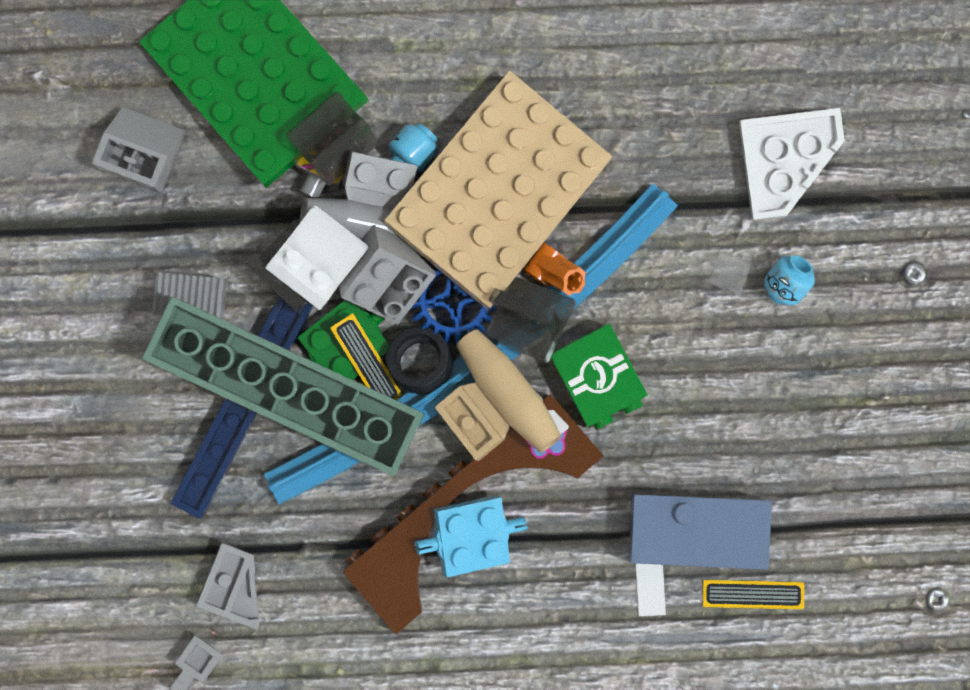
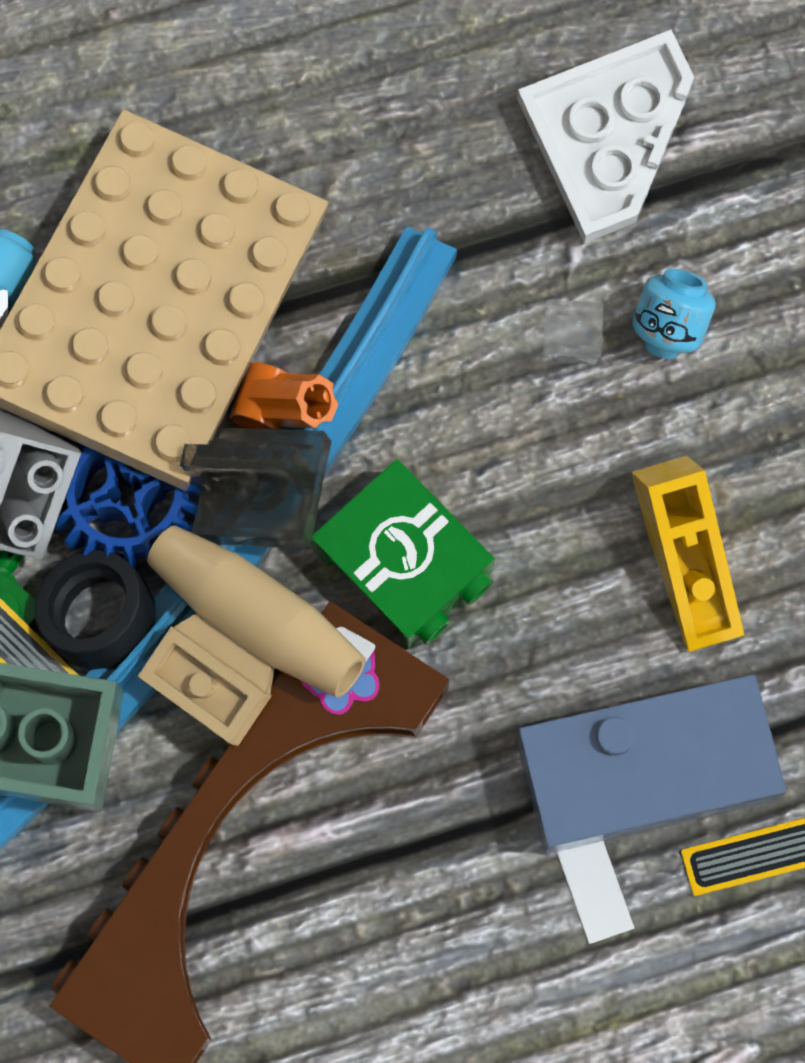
camera: 15 degrees left, 10 degrees down
(471, 536) = (259, 881): medium azure plate -> none
(757, 417) = (689, 551): none -> yellow slope

